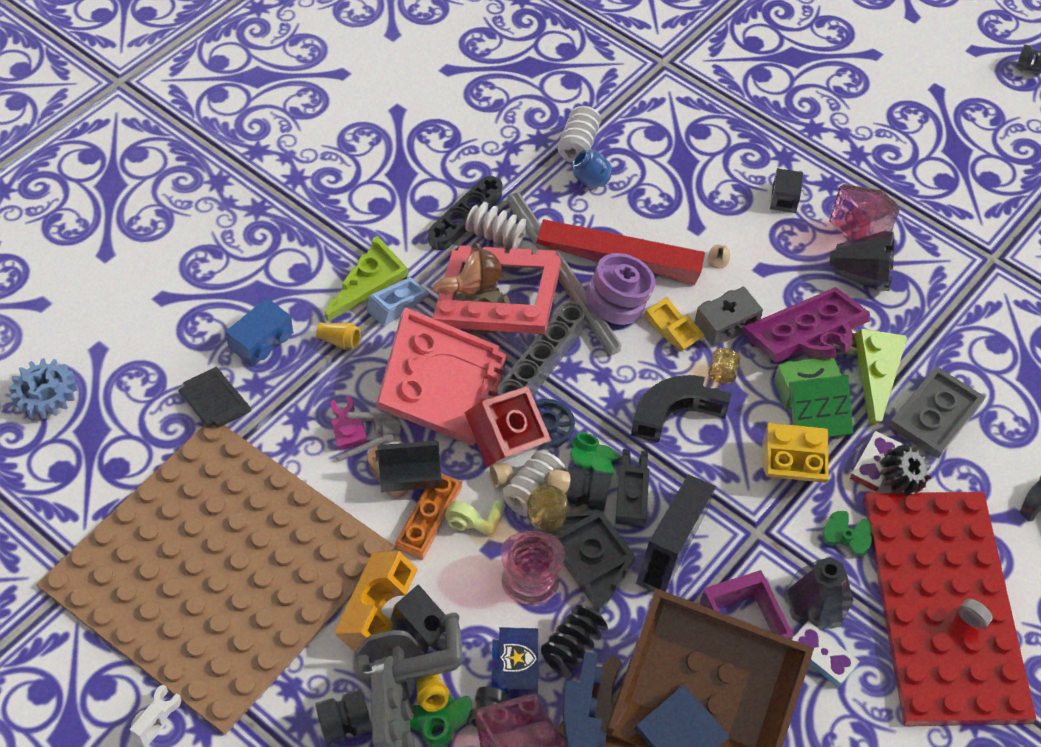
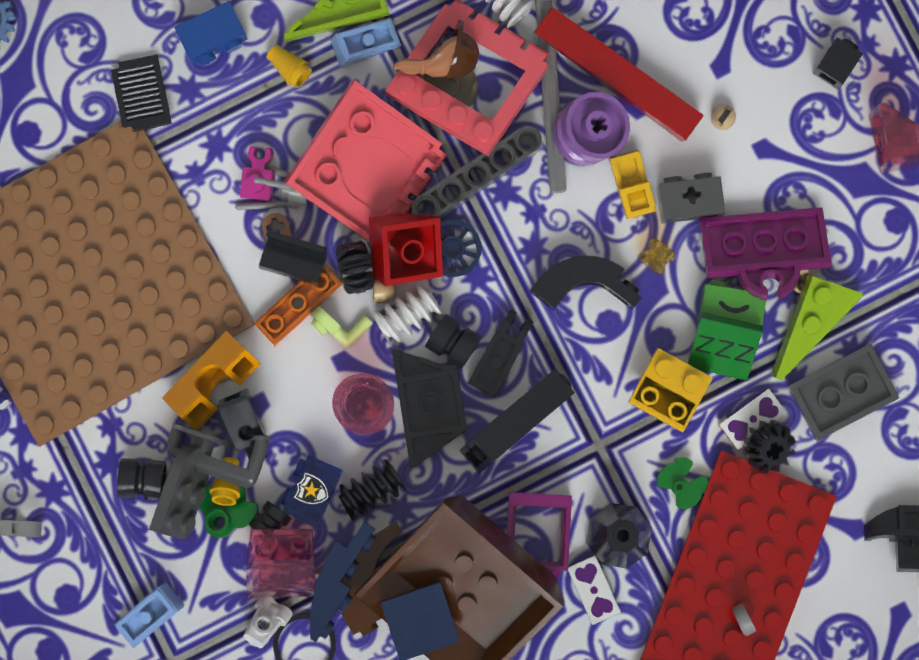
camera: 25 degrees right, 30 degrees up
(469, 459) = (355, 267): none -> black gear
(547, 507) = (411, 361): clear yellow head -> none
(558, 478) = (423, 331): tan hinge -> none
(589, 453) = (478, 309): green plate -> none
(866, 260) = (870, 192): black cone -> none

